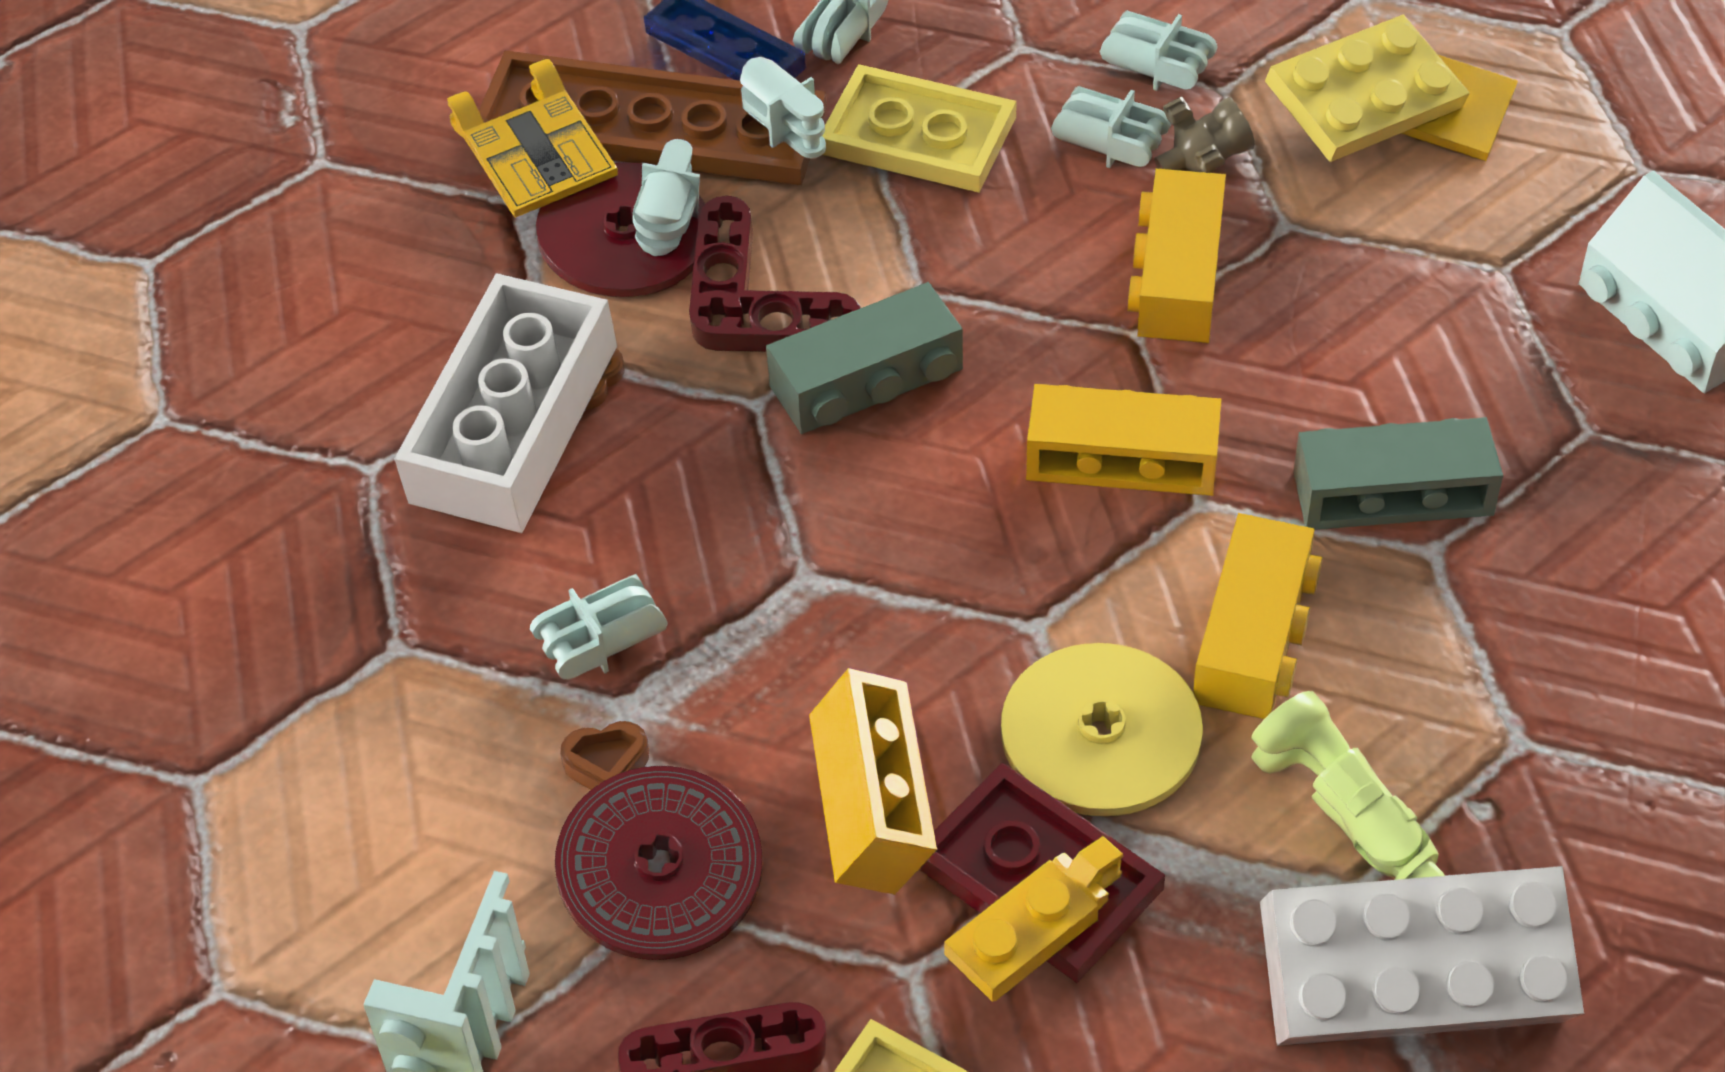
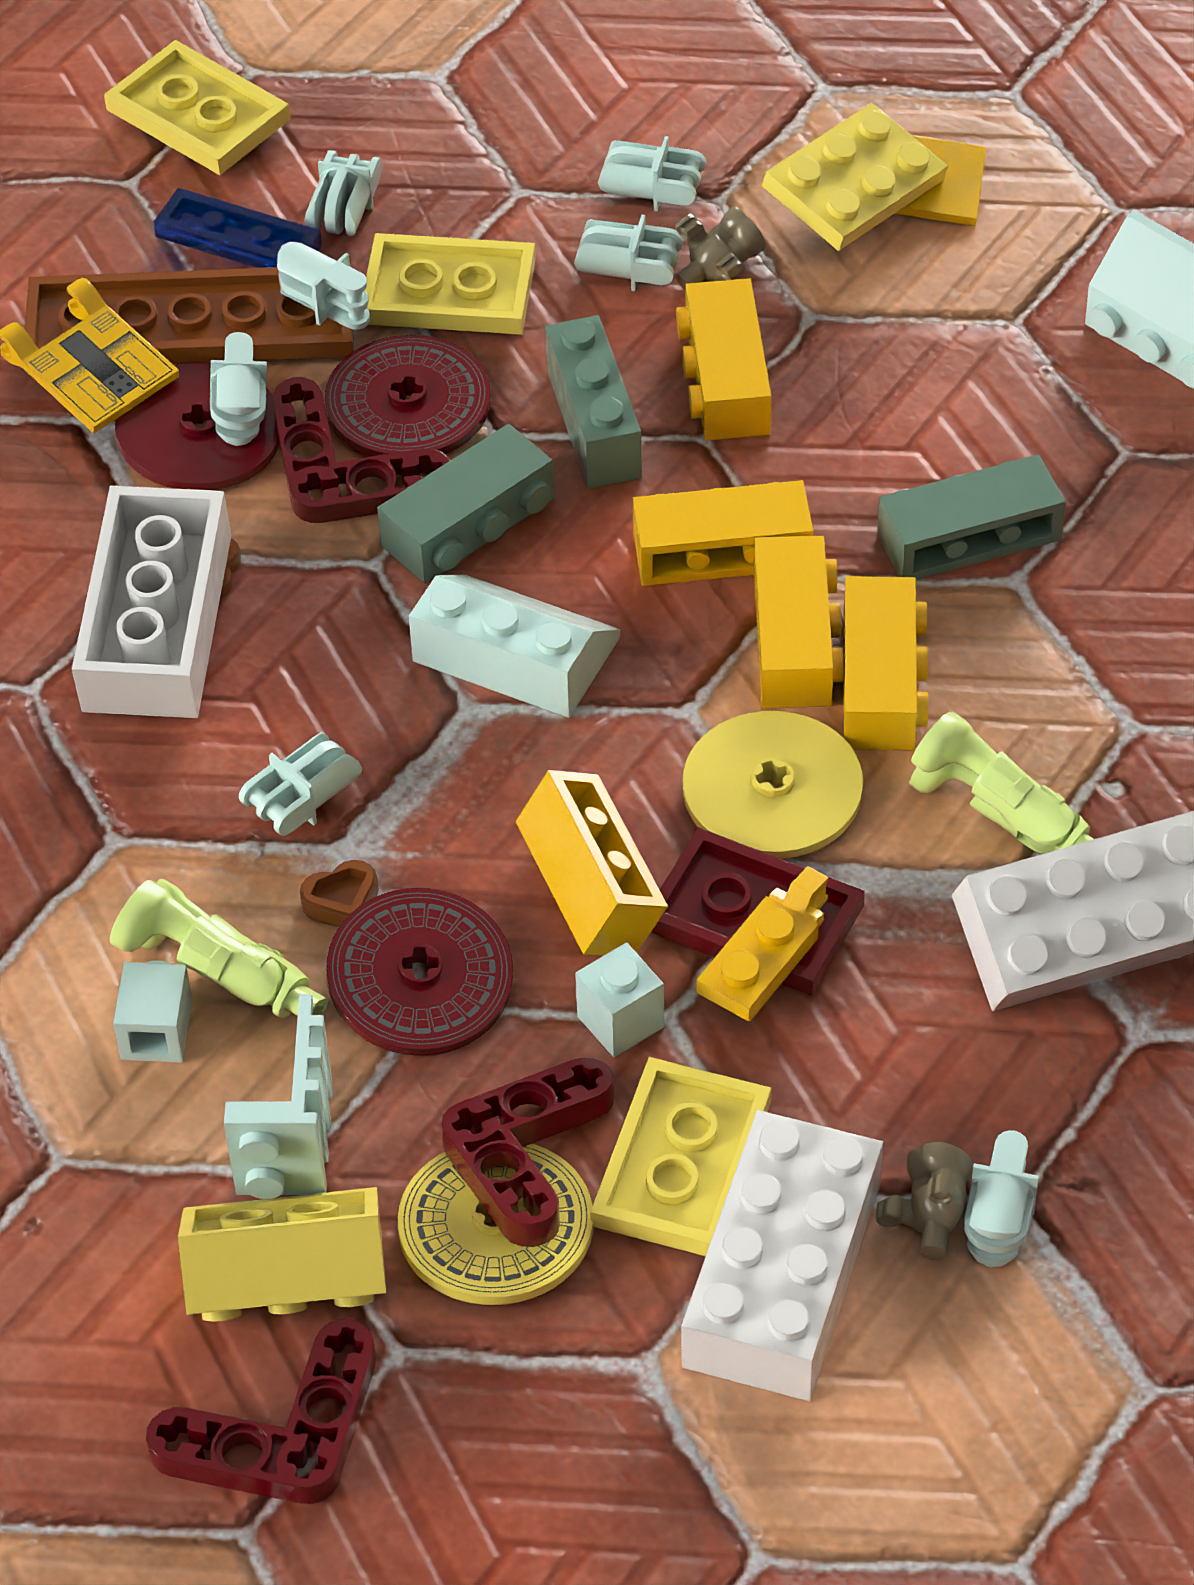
camera: 15 degrees left, 0 degrees up
(362, 847) = (153, 1011): none -> light aqua brick
(444, 793) = (212, 948): none -> yellowish green piece
(842, 235) = (370, 389): none -> dark red piece
(859, 944) = (620, 999): none -> light aqua brick
(866, 513) = (508, 642): none -> light aqua slope
(1027, 275) = (593, 401): none -> sand green brick
(1174, 552) = (796, 622): none -> yellow brick

